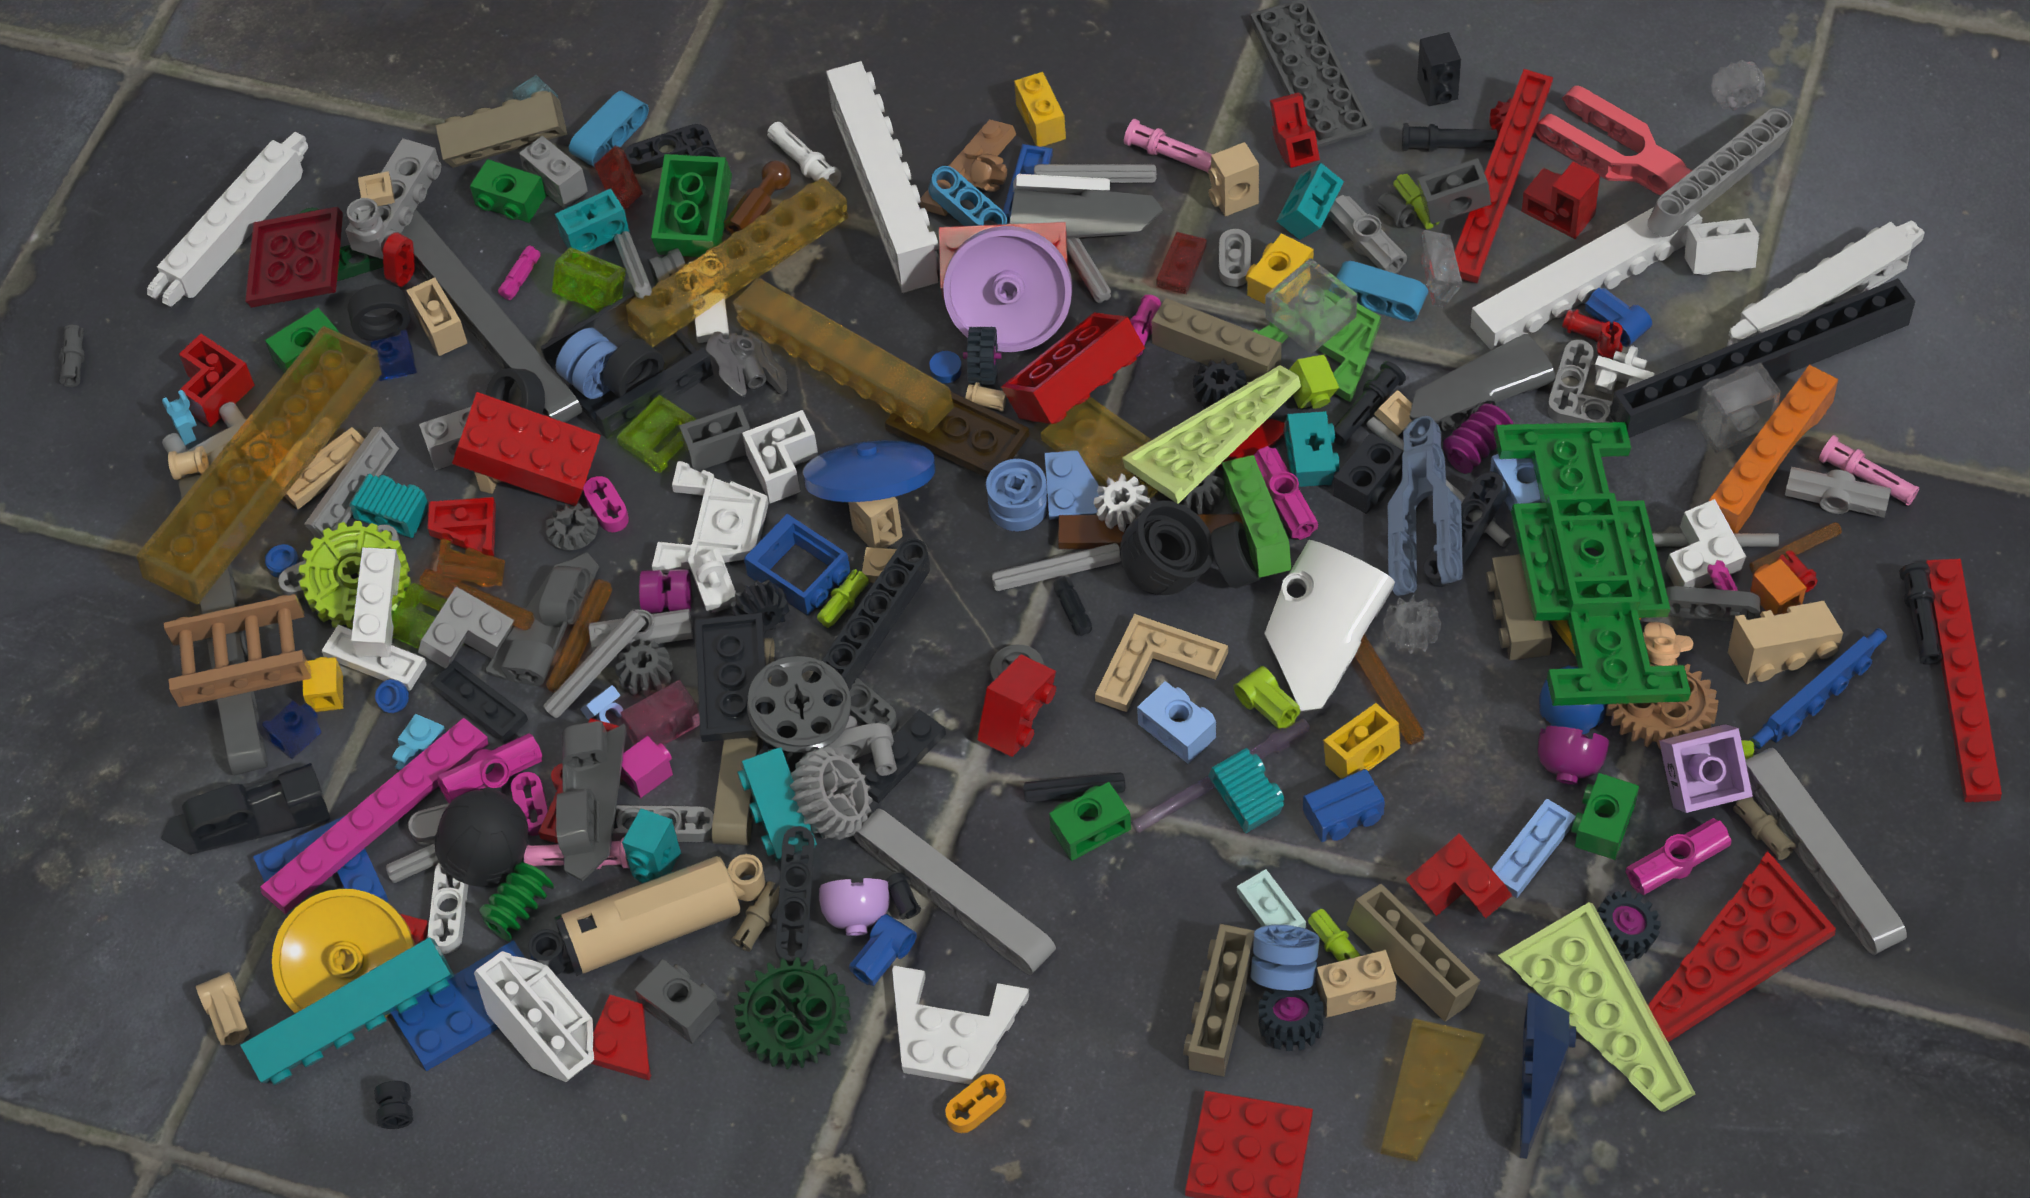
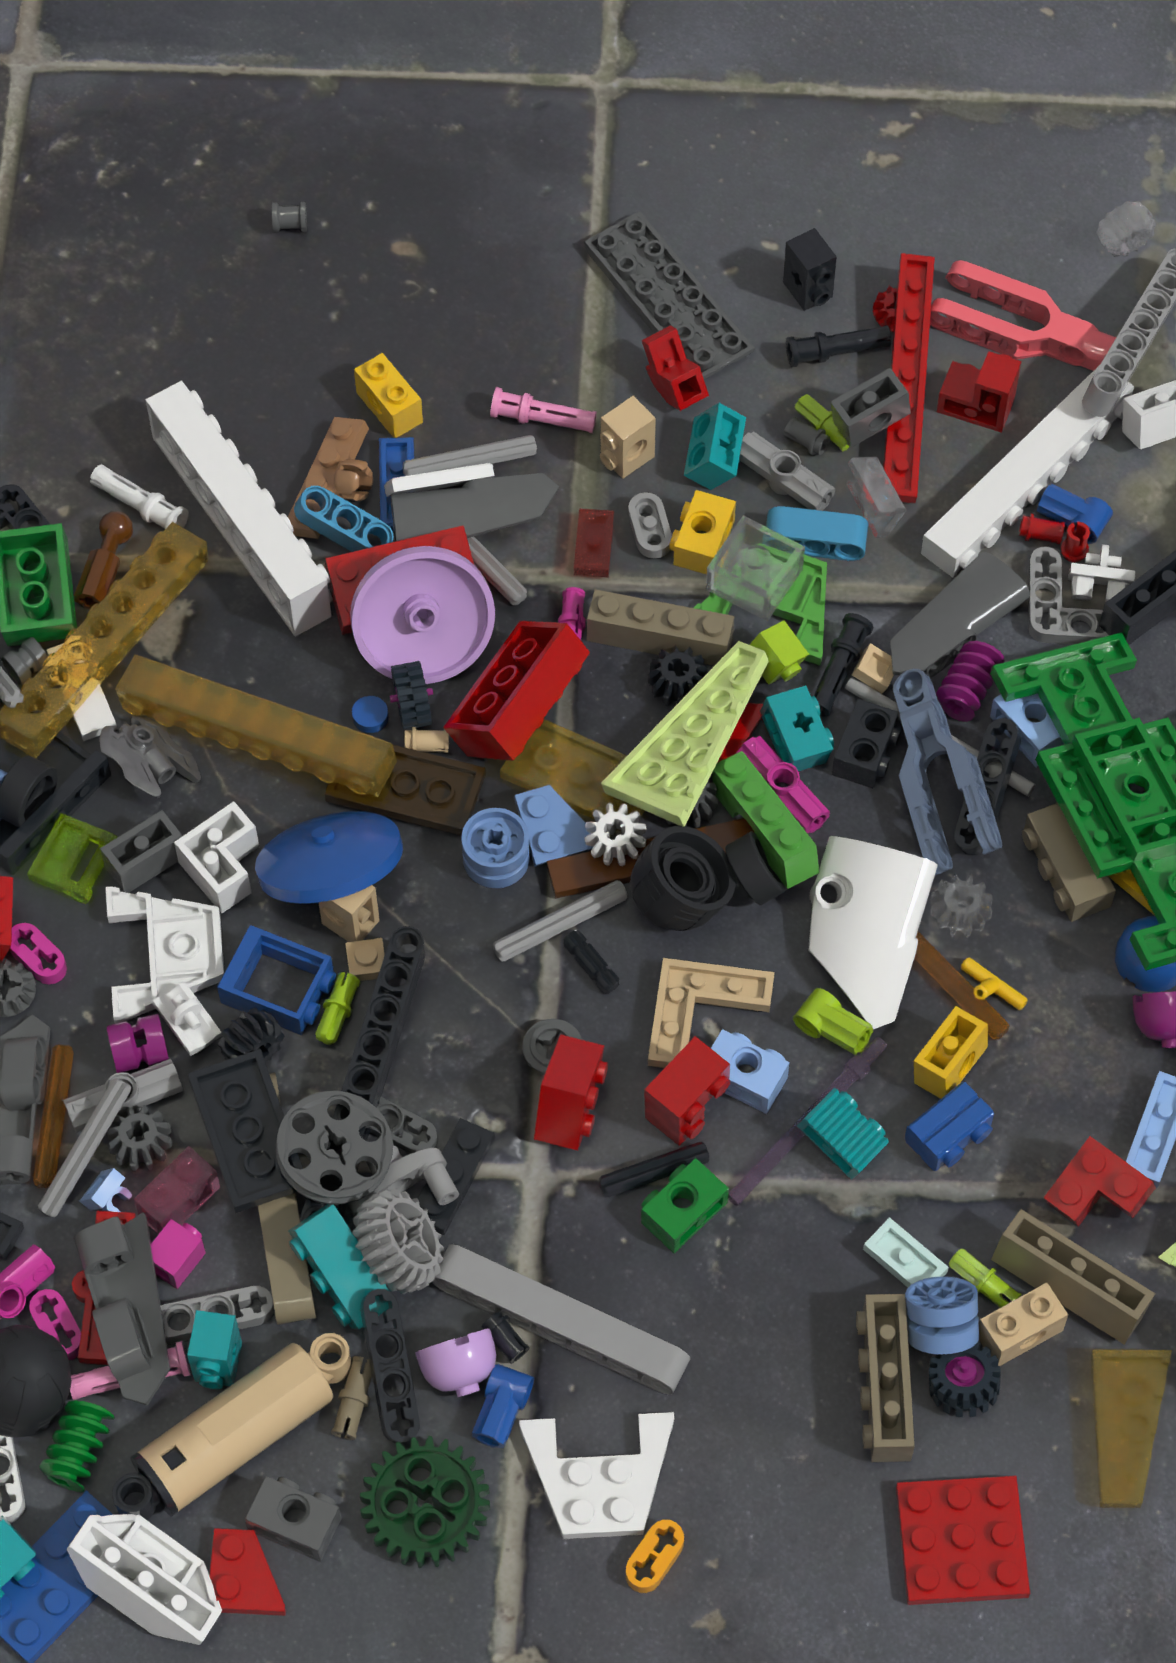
camera: 20 degrees left, 5 degrees up
(1113, 721) = (681, 1090): none -> red brick
(1419, 695) = (992, 984): none -> yellow piece

